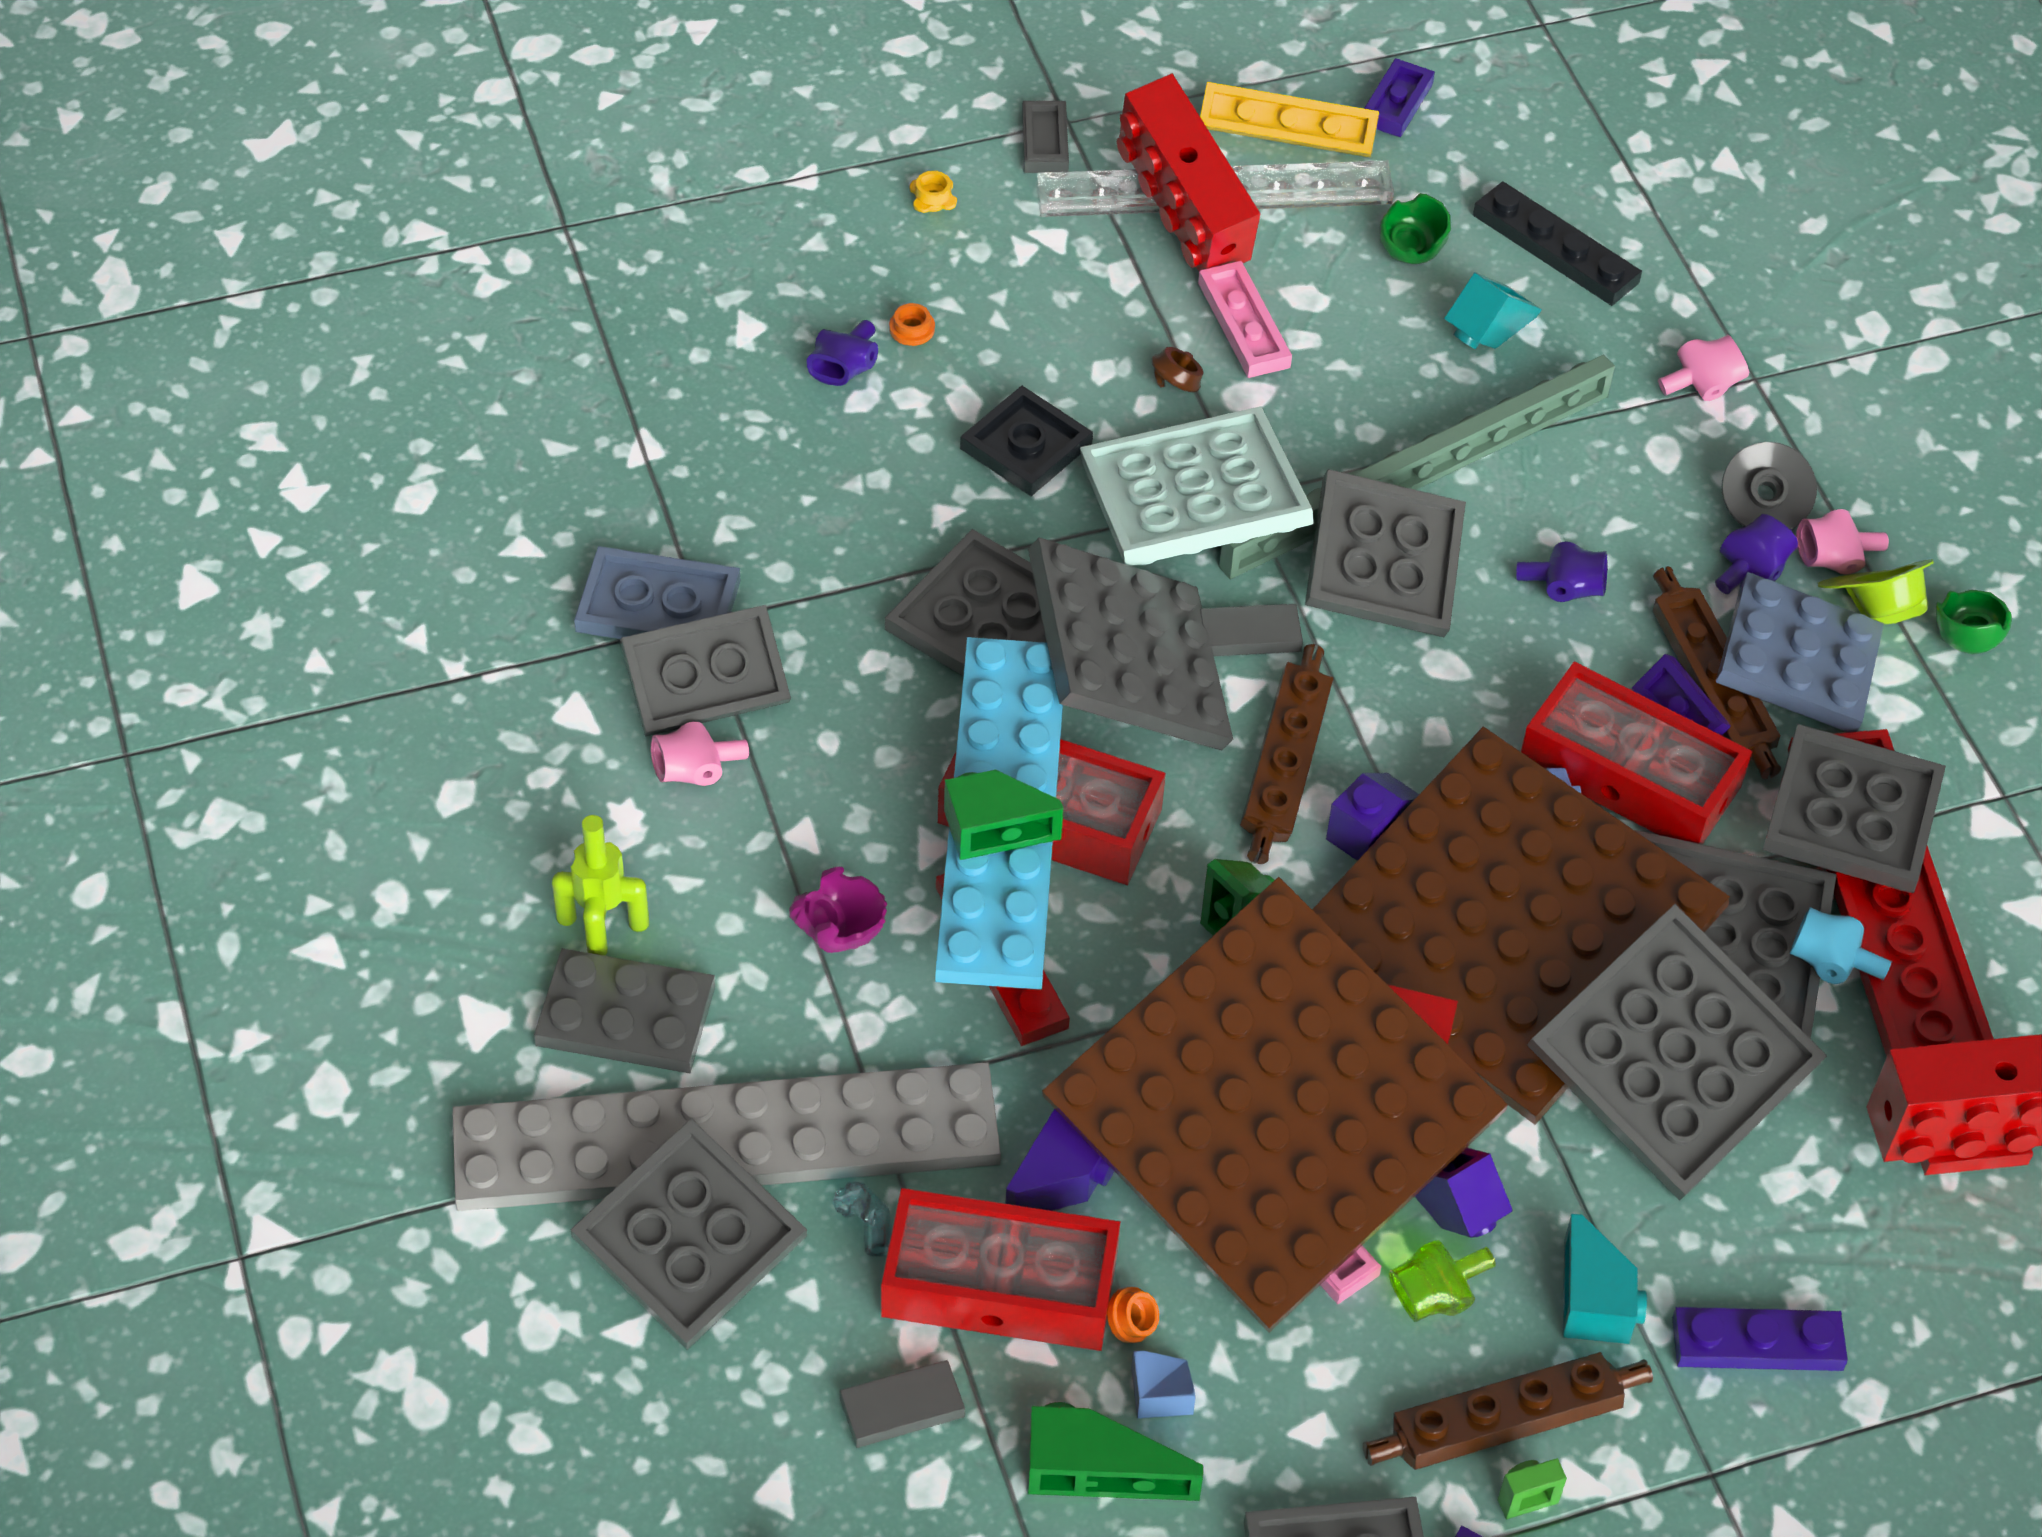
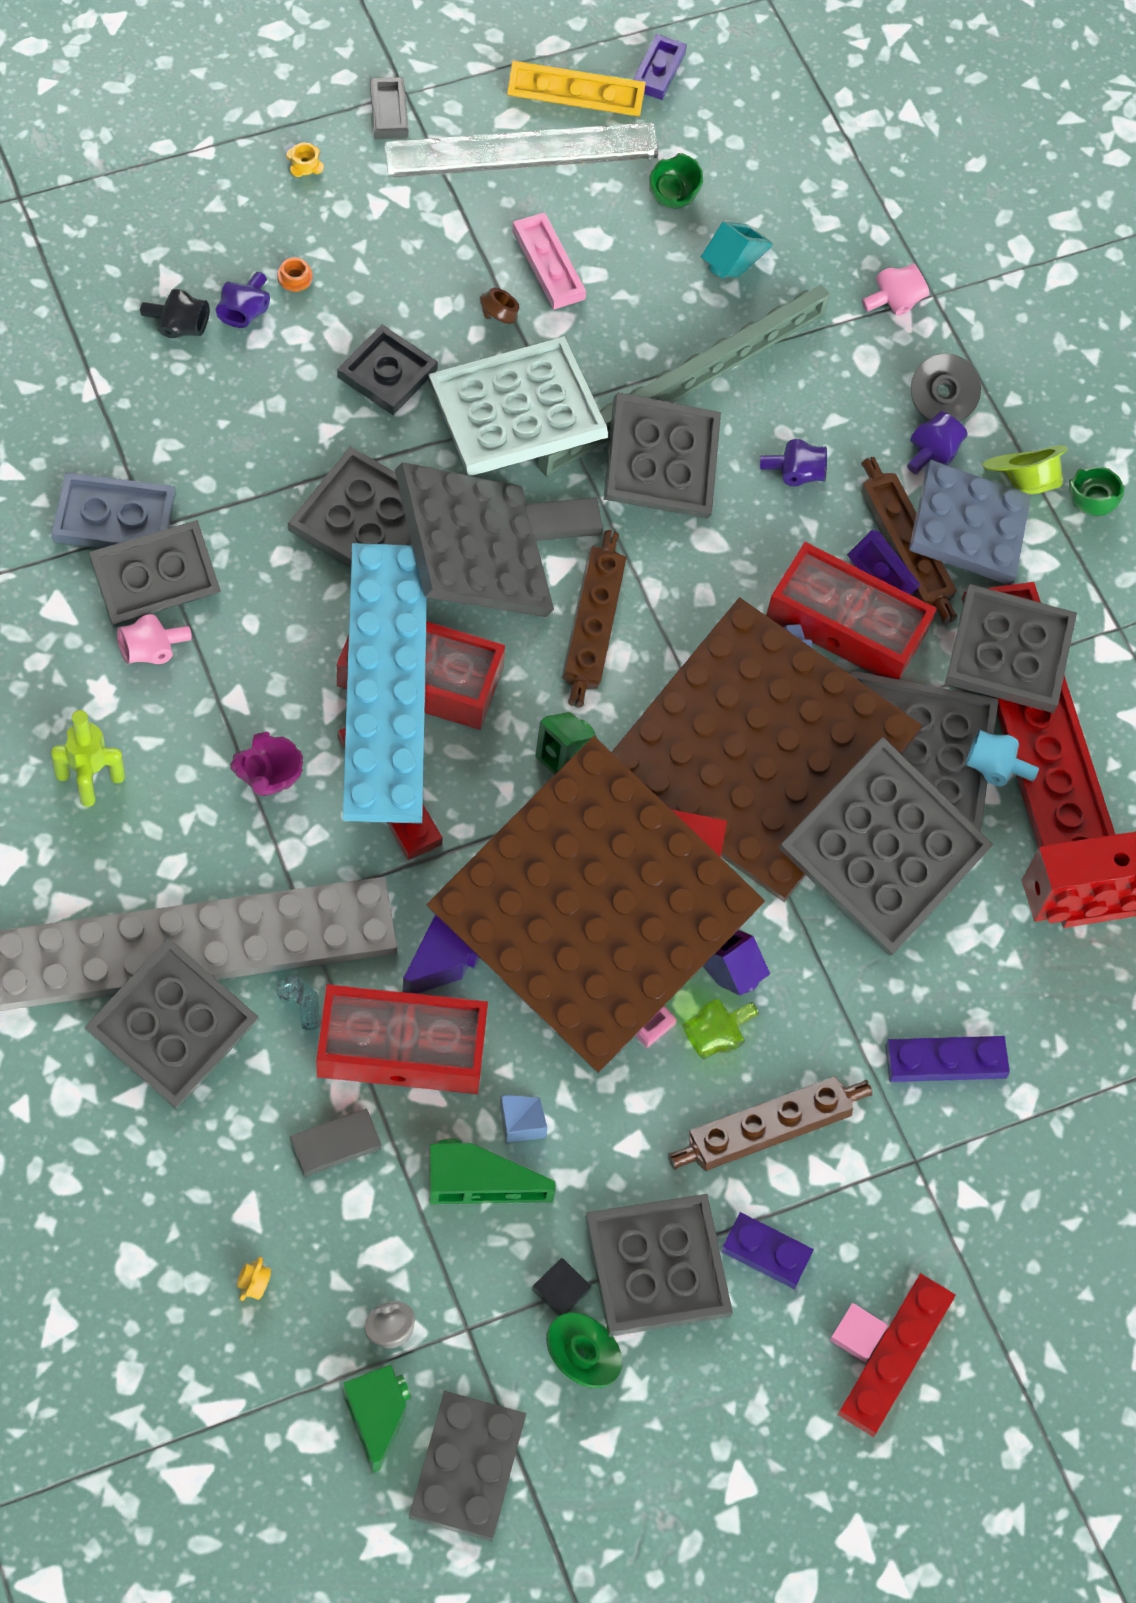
camera: 10 degrees left, 10 degrees up
(625, 1010) = (112, 848): dark grey plate -> none
(759, 367) = (179, 315): none -> black piece
(998, 814) = (383, 690): green slope -> none
(1132, 1314) = (499, 1066): orange plate -> none
(1187, 175) = (500, 146): red brick -> none
(1366, 811) = (657, 664): dark purple slope -> none
(1531, 1487) = (788, 1180): bright green plate -> none
(1557, 243) = (783, 187): black plate -> none
(1598, 1287) = (832, 1027): teal slope -> none
(1836, 543) = (995, 430): bright pink piece -> none

